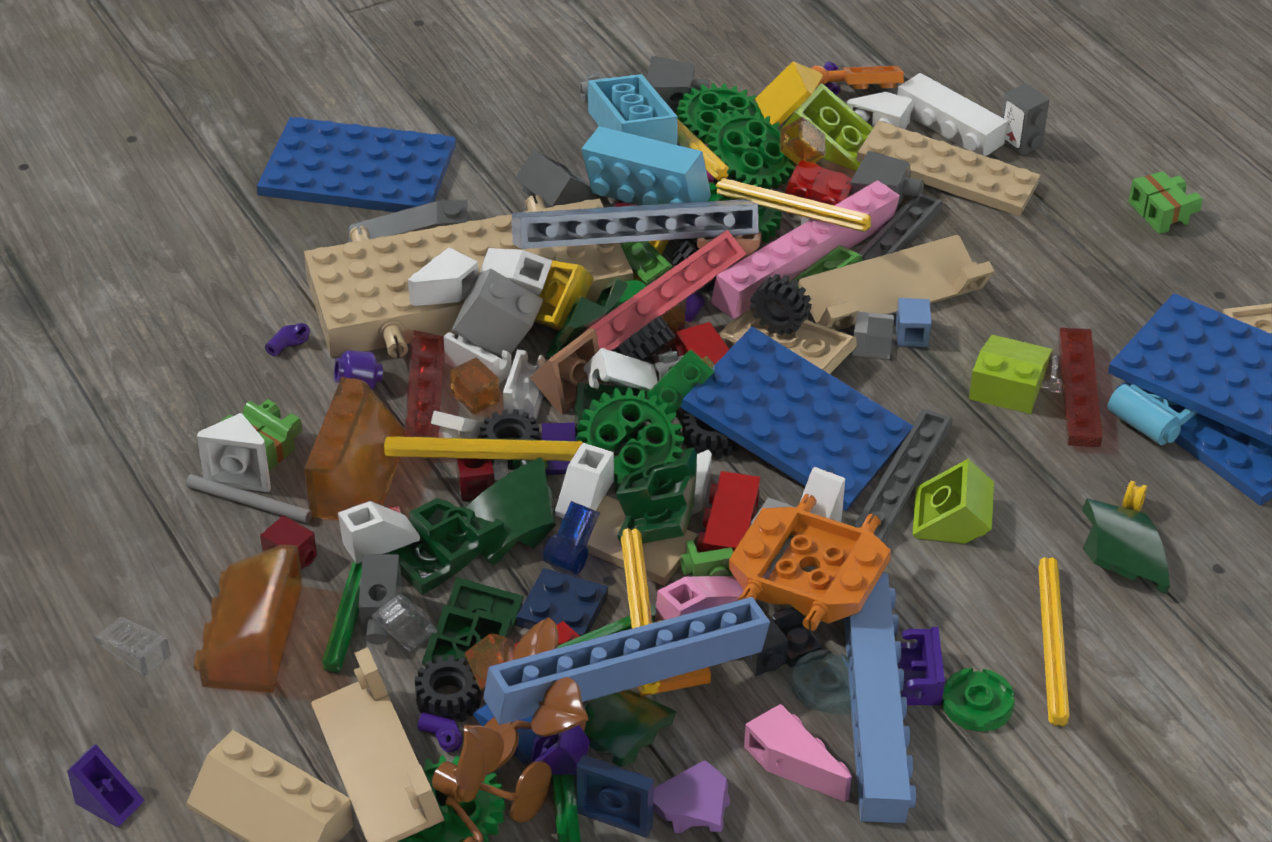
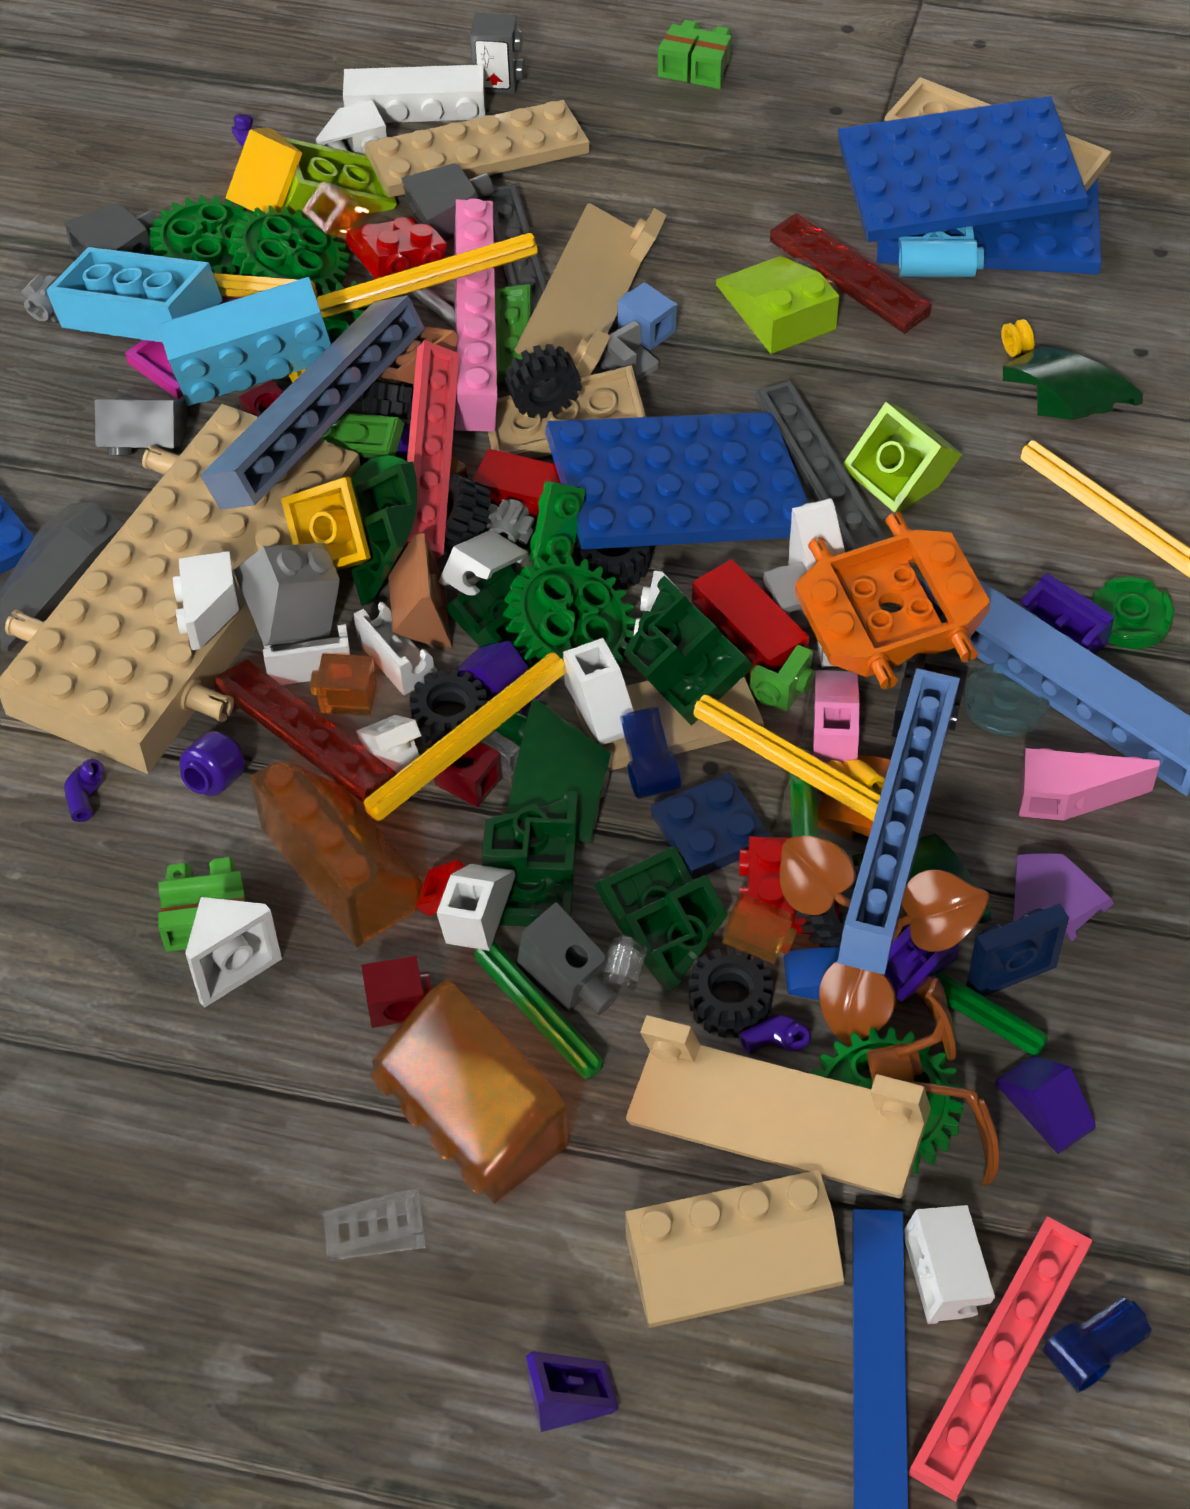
camera: 45 degrees left, 10 degrees up
(249, 498) = (276, 982): light grey bar -> none
(519, 266) = (277, 524): white slope -> none
(863, 76) = (292, 105): orange plate -> none

